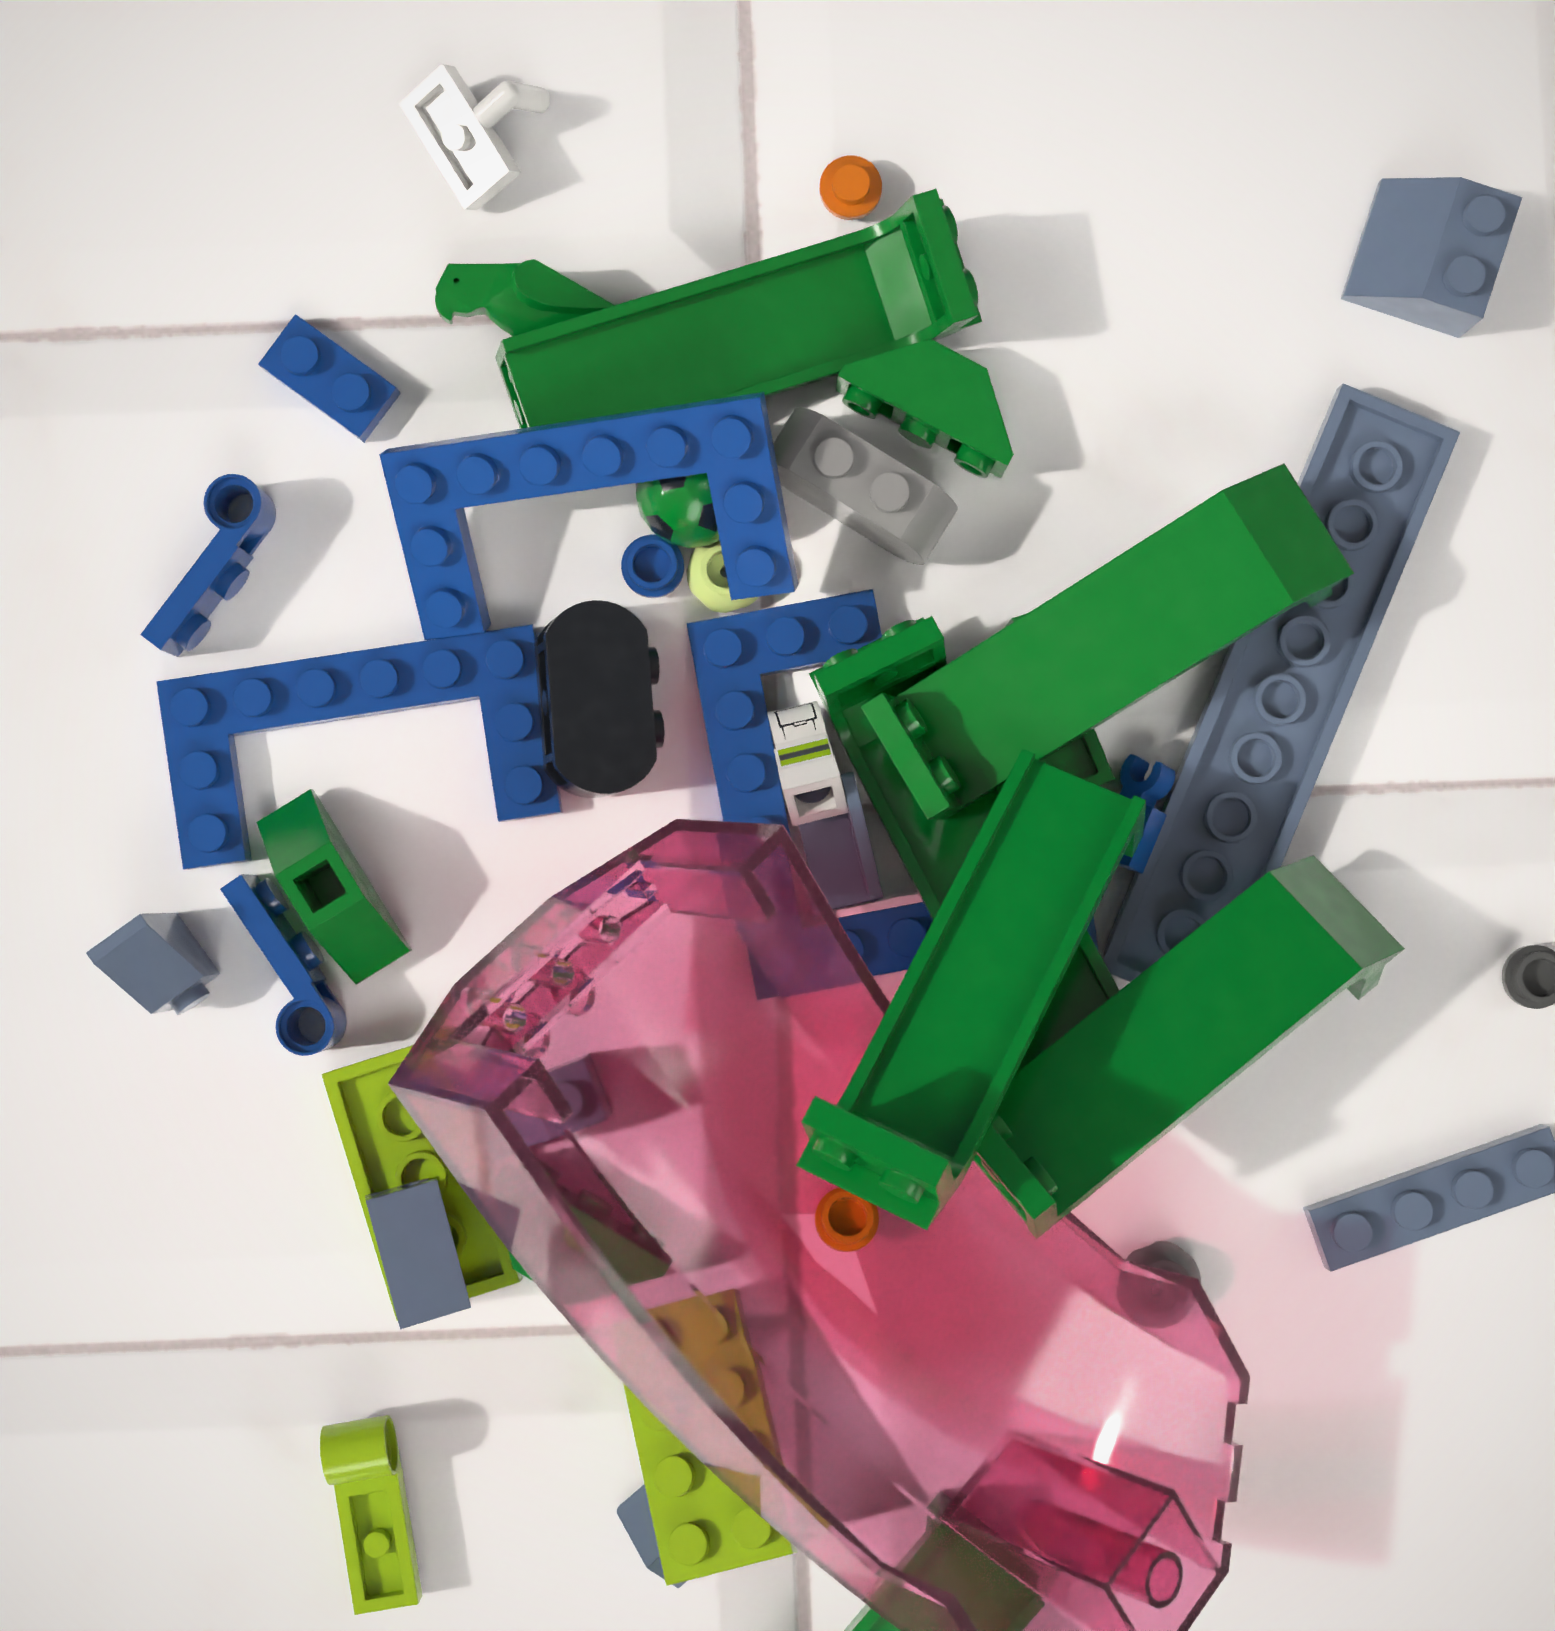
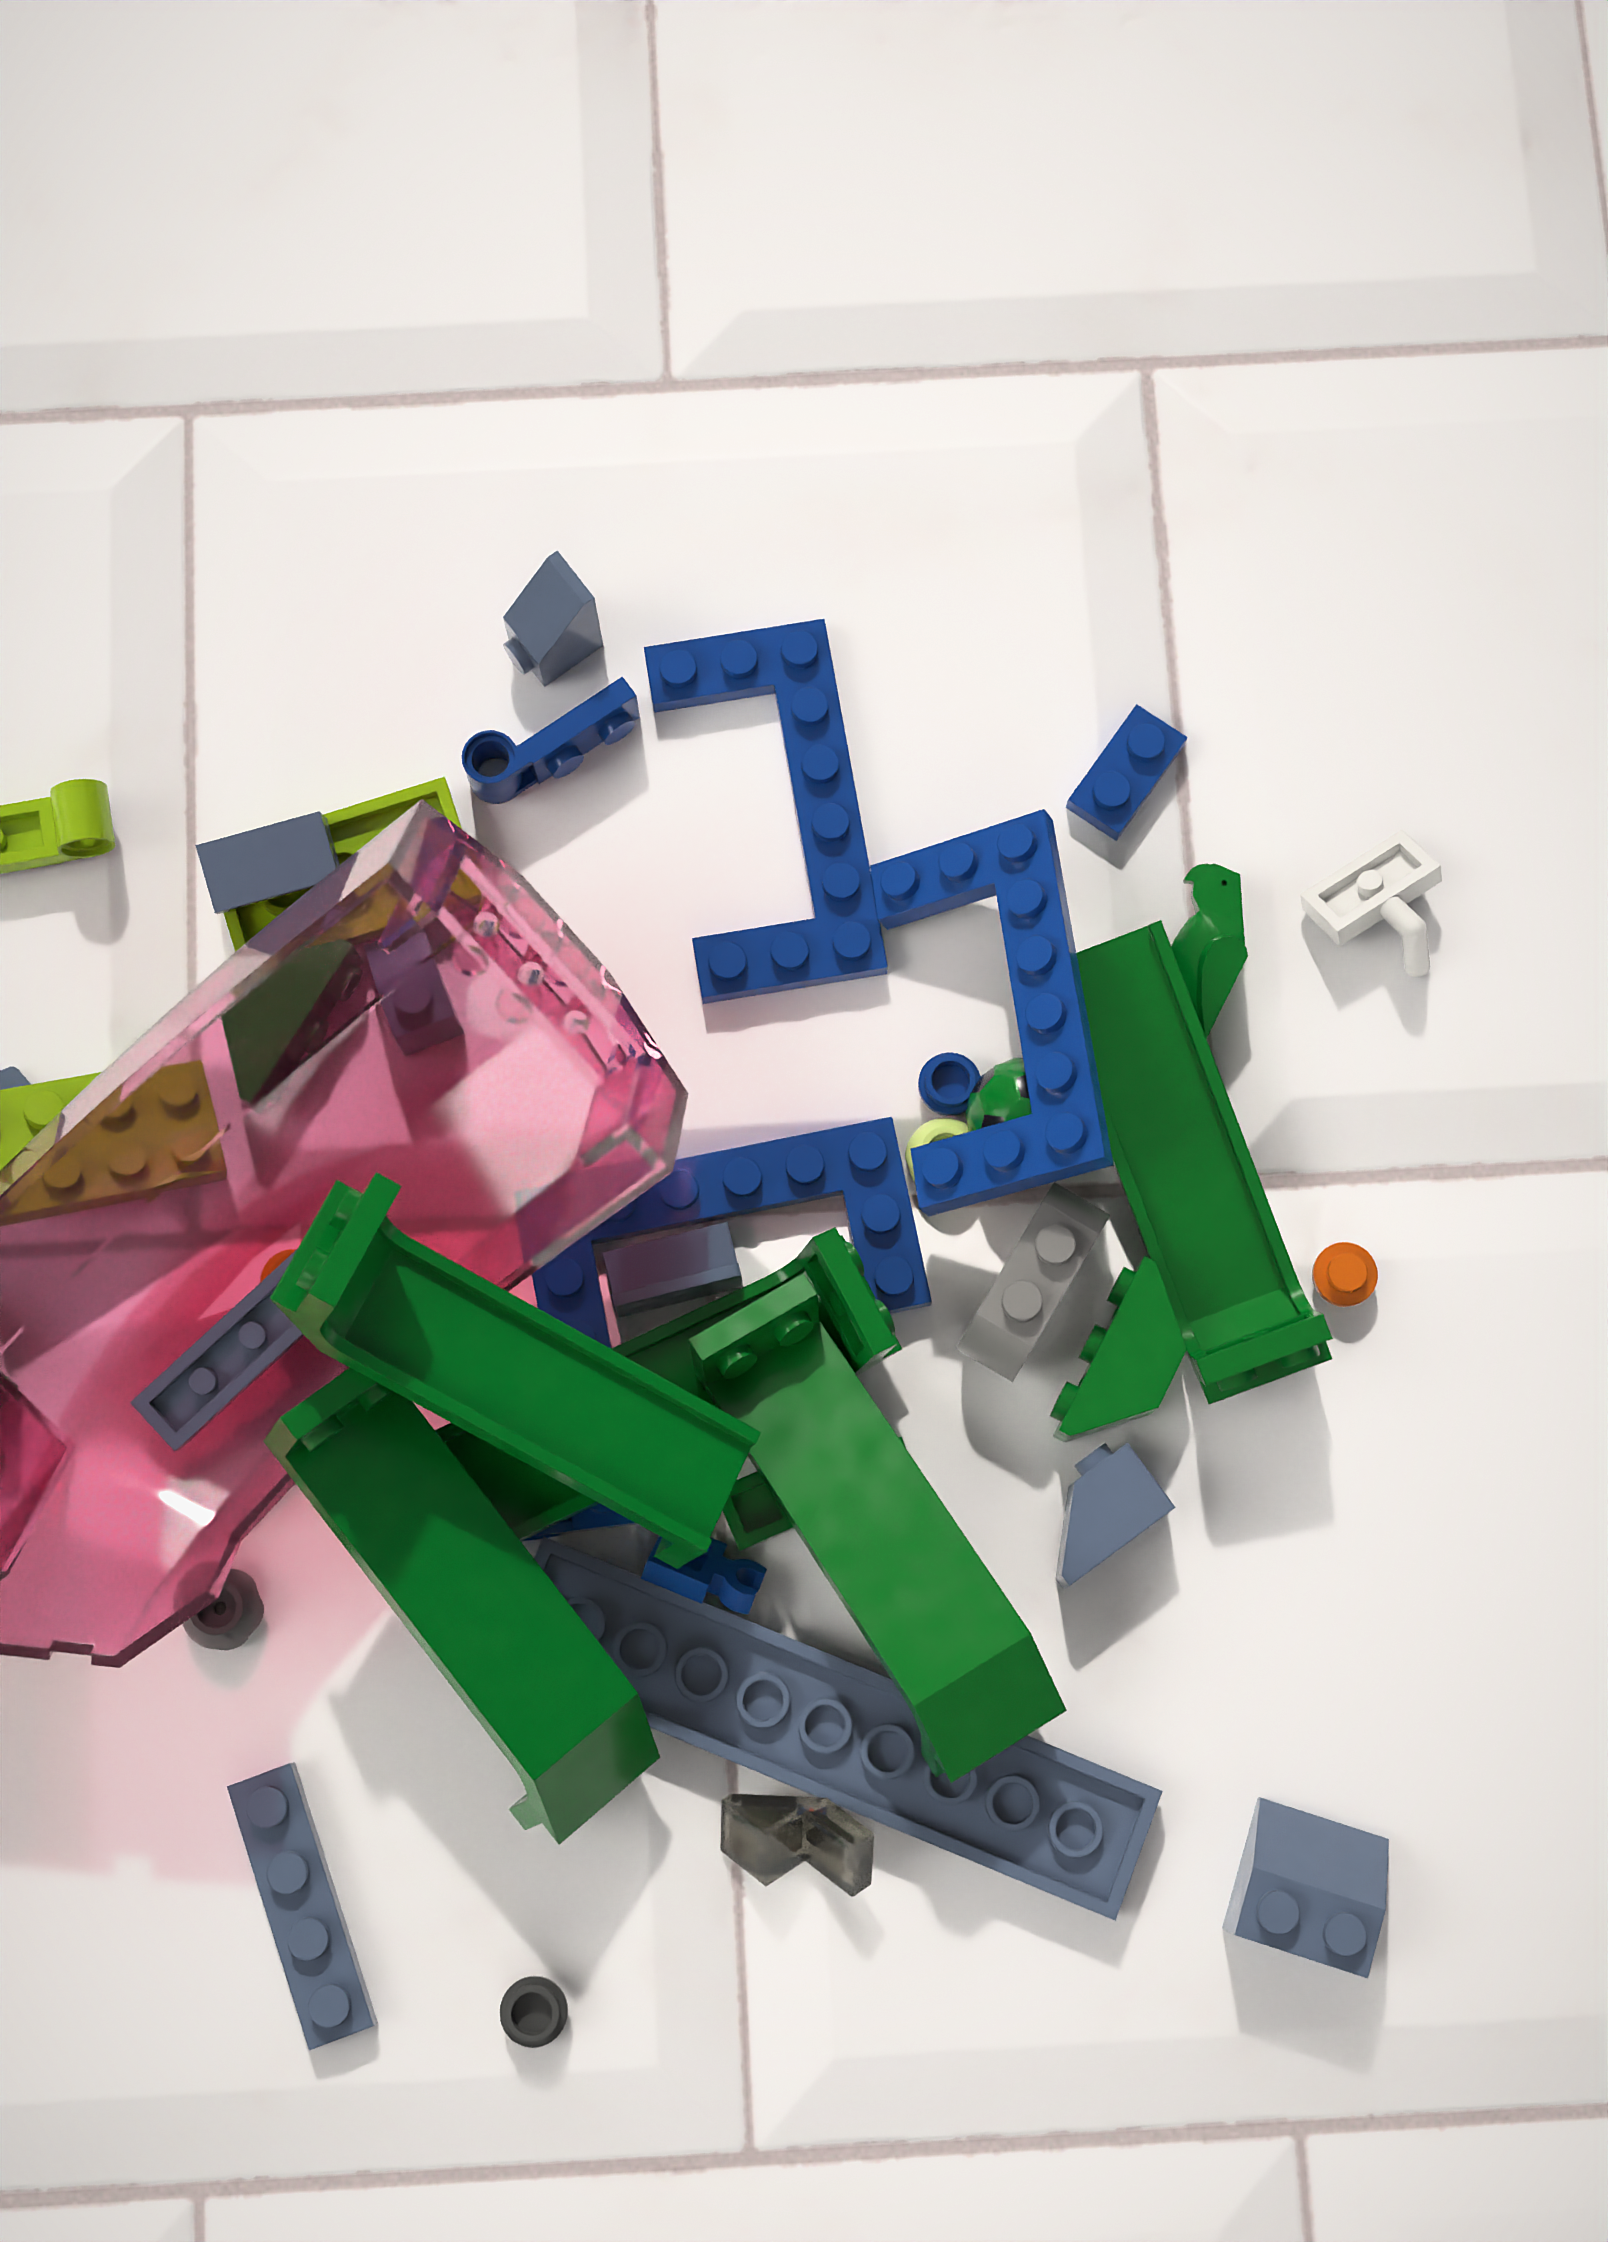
camera: 90 degrees right, 10 degrees down
(219, 569) = (935, 673): blue plate -> none
(330, 888) = (624, 780): green slope -> none
(597, 699) = (812, 1029): black brick -> none
(806, 762) = (751, 1231): white leg -> none
(922, 1274) = (219, 1365): none -> sand blue plate
(1081, 426) = (1106, 1510): none -> sand blue slope
(1378, 748) = (780, 1832): none -> clear smoke slope

